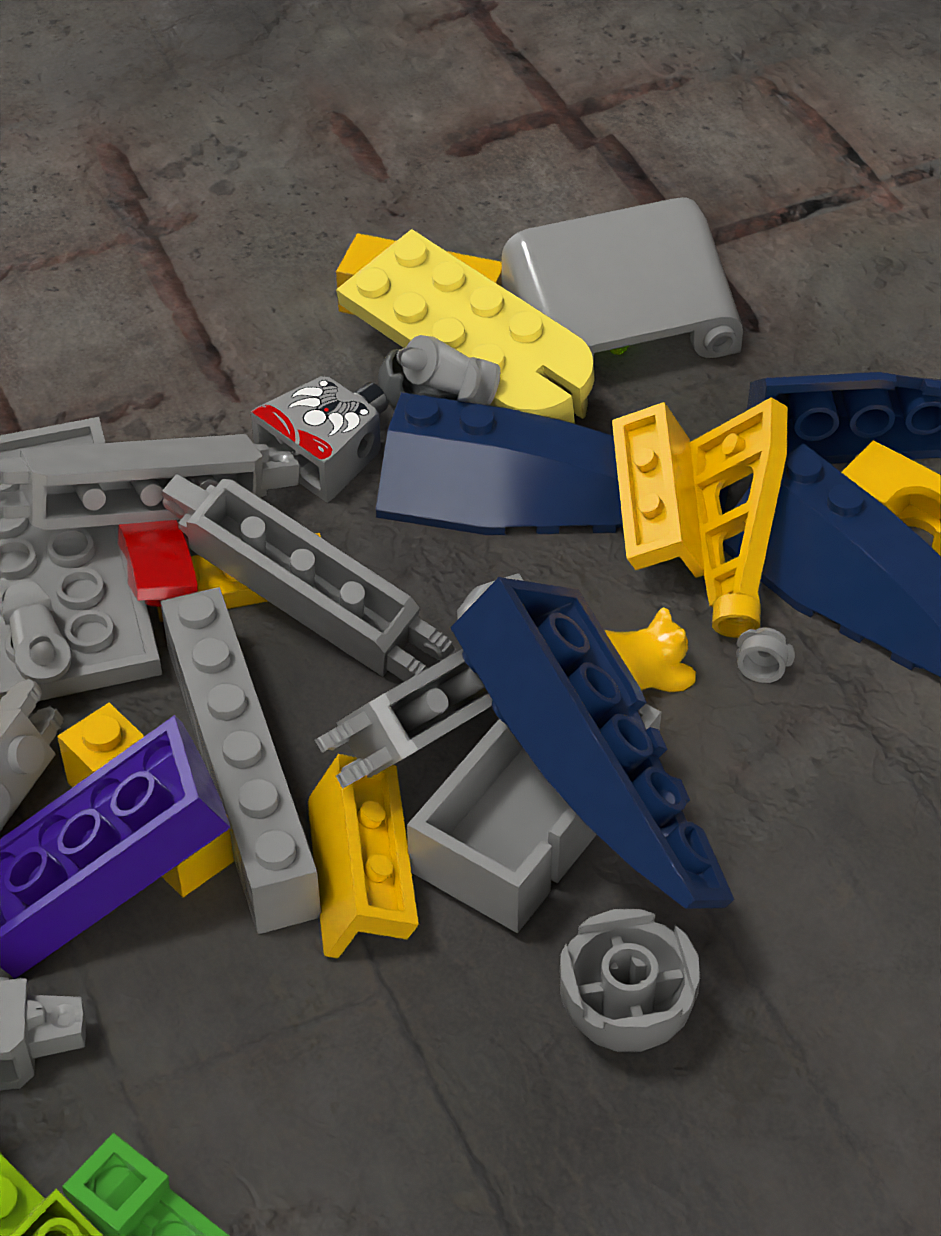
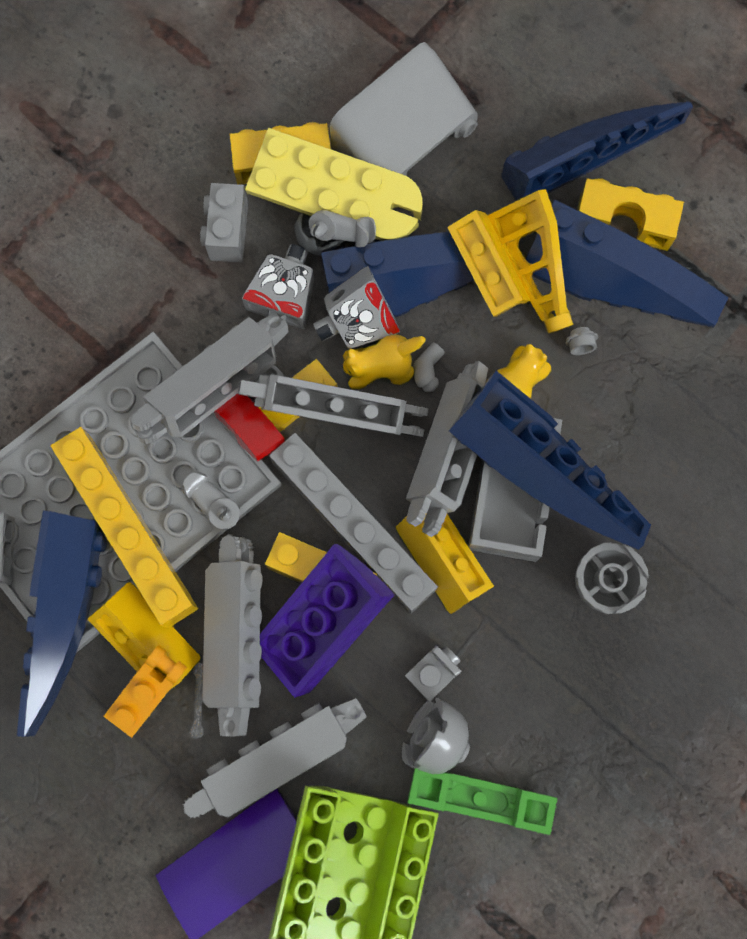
camera: 25 degrees left, 30 degrees up
(182, 1115) = (437, 738): none -> light grey cylinder
(243, 1026) = (434, 672): none -> light grey bracket
(289, 333) = (225, 222): none -> light grey brick
(414, 482) = (357, 312): none -> torso
(425, 563) = (386, 359): none -> yellow animal

